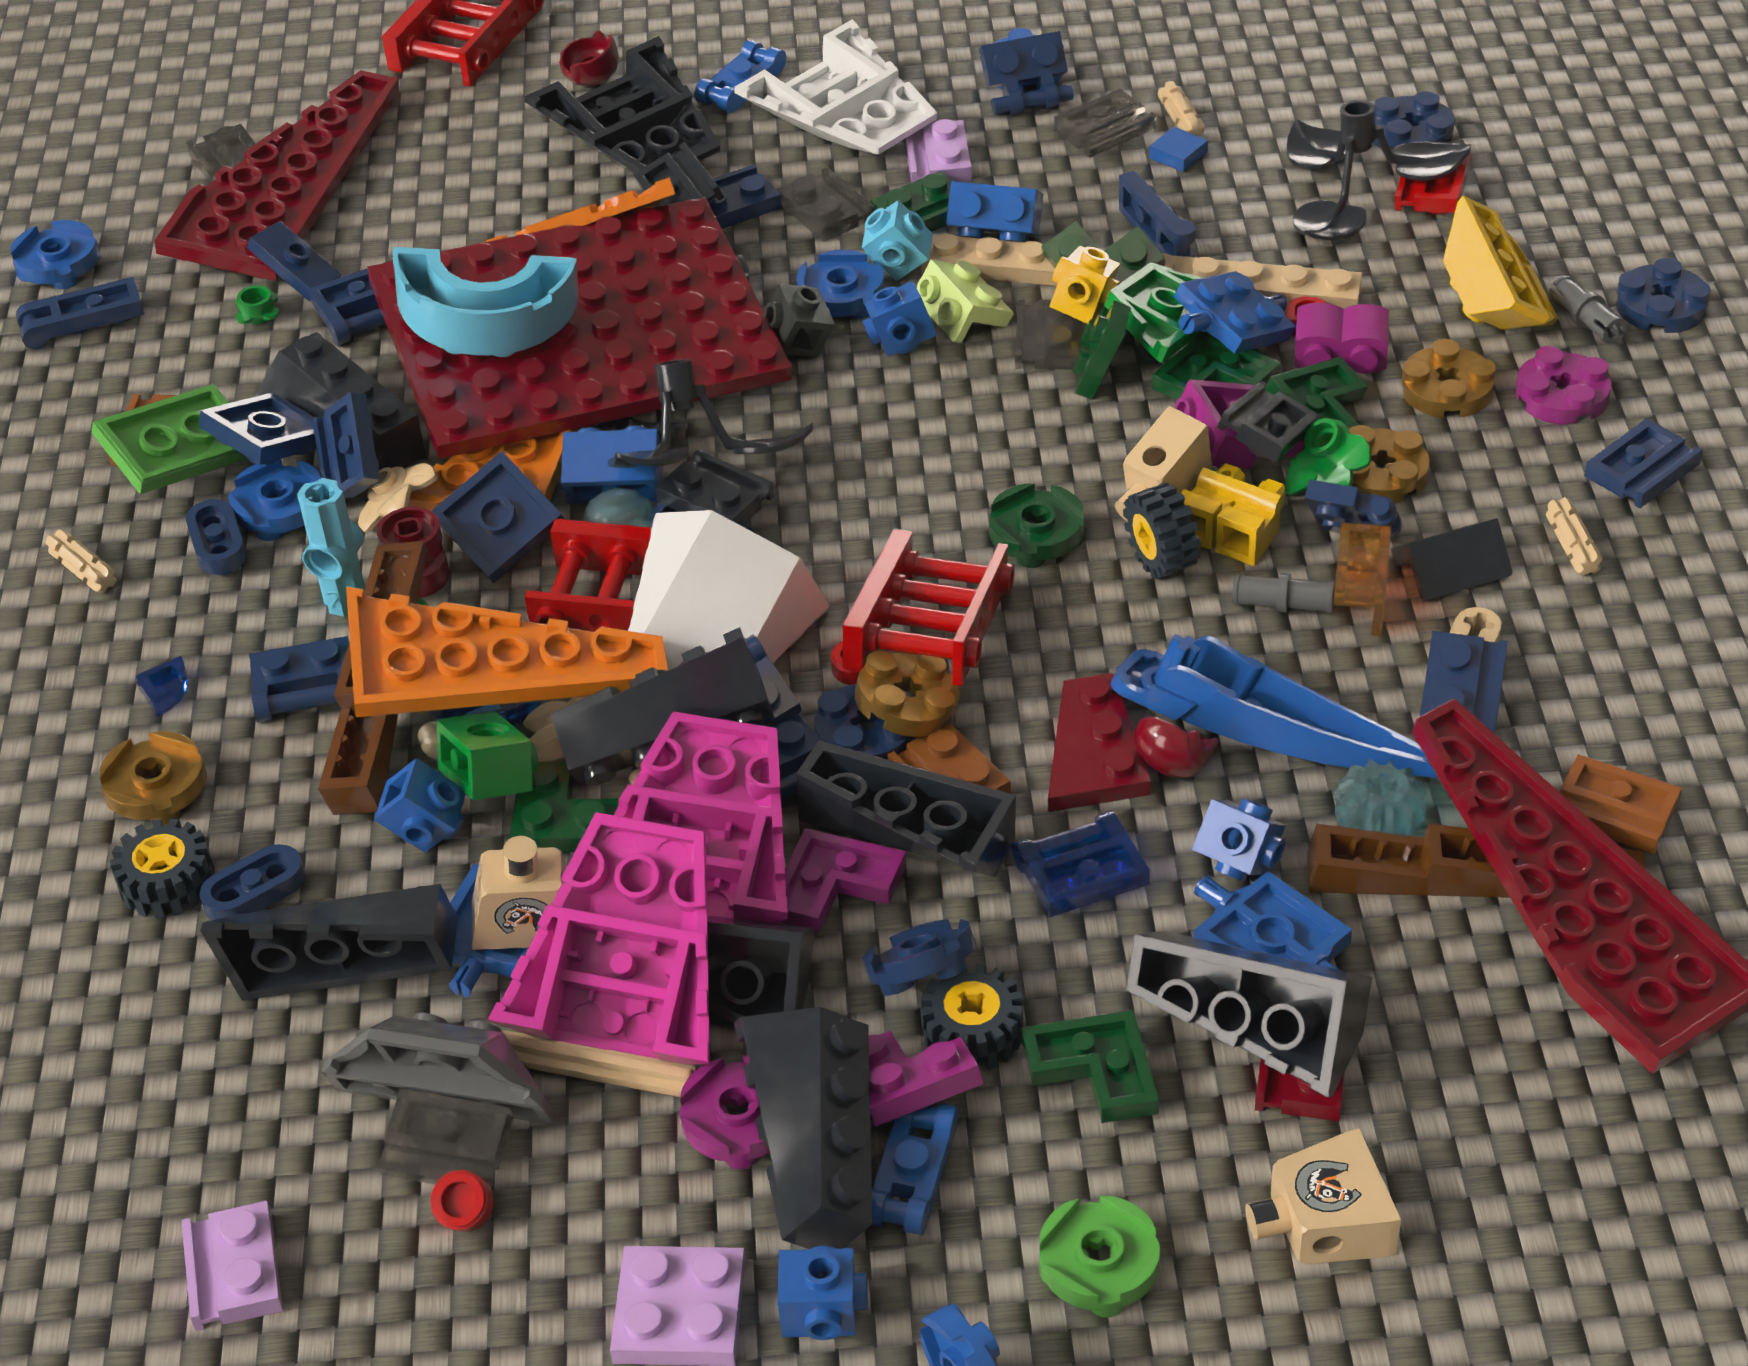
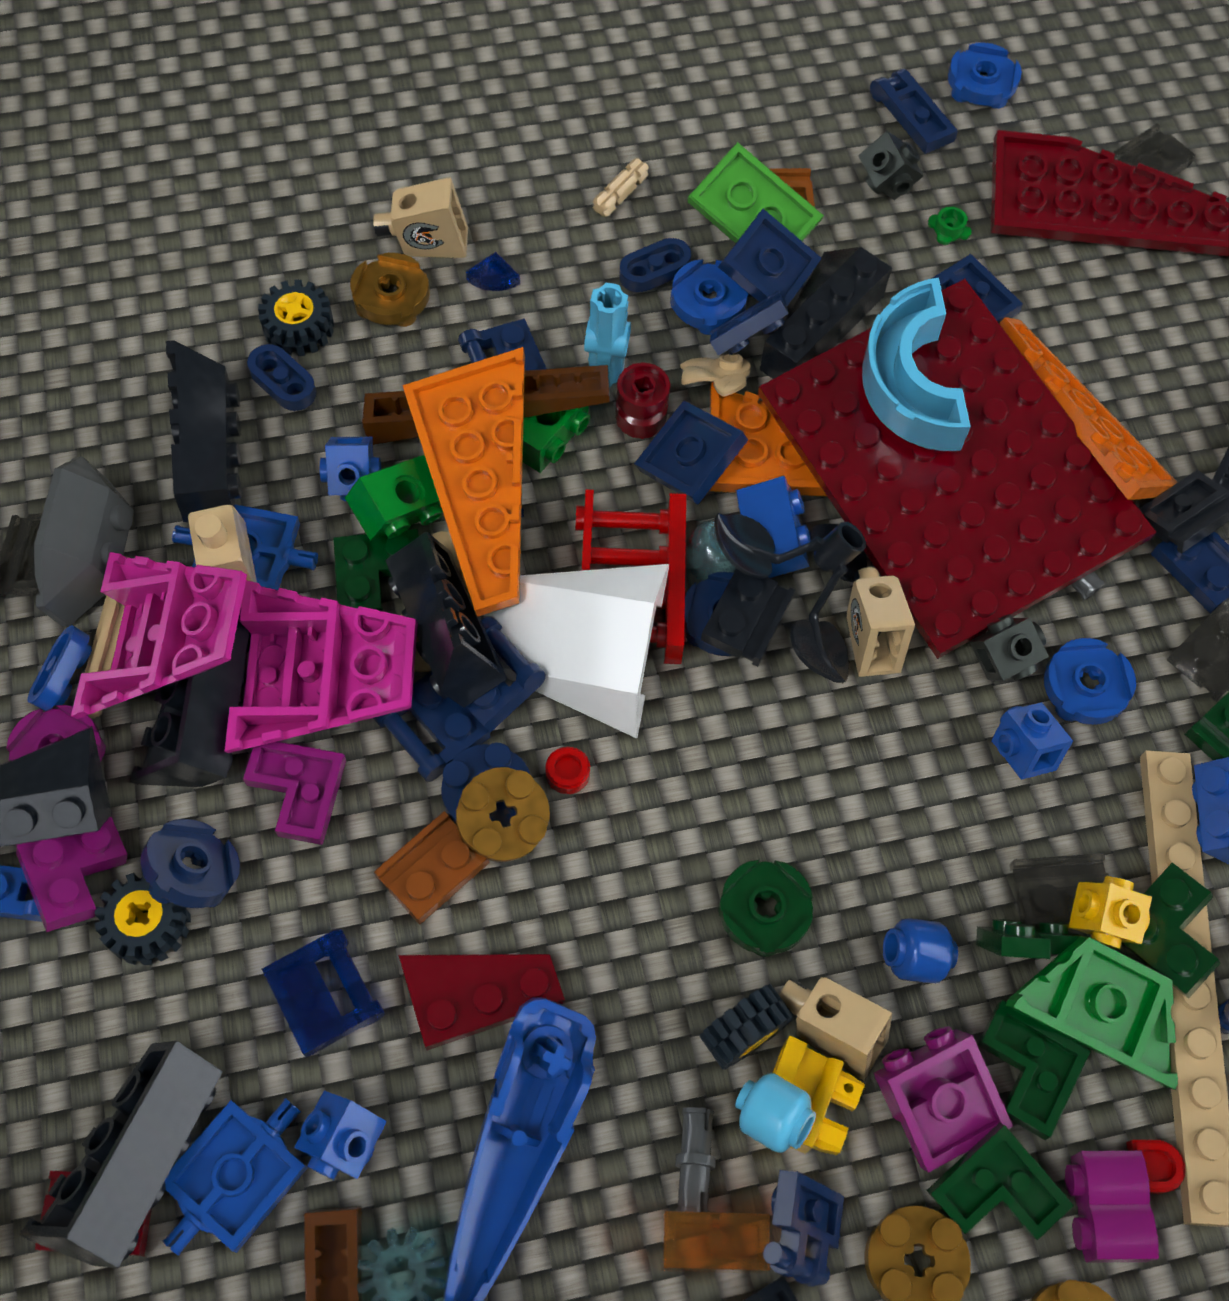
camera: 75 degrees right, 20 degrees up
(70, 718) = (426, 220): none -> tan torso
(149, 322) = (891, 166): none -> pearl dark grey brick
(292, 258) = (1005, 234): dark blue plate -> none
(629, 1102) = (53, 679): none -> blue plate
(748, 397) = (876, 607): none -> tan torso
(893, 583) = (638, 781): red fence -> none
(897, 239) = (1155, 721): medium azure brick -> none
(906, 808) = (336, 853): black wedge -> none
(959, 296) = (1093, 798): yellowish green bracket -> none
(1096, 1048) = (102, 1037): dark green plate -> none
(1097, 421) = (920, 950): none -> blue head
(1172, 748) = (462, 1065): dark red hair -> none
(1233, 312) = (1114, 1079): blue plate -> none
(1251, 498) = (775, 1112): none -> medium azure head
(1268, 422) = (917, 1126): black plate -> none
(1328, 456) = (889, 1199): green plate -> none

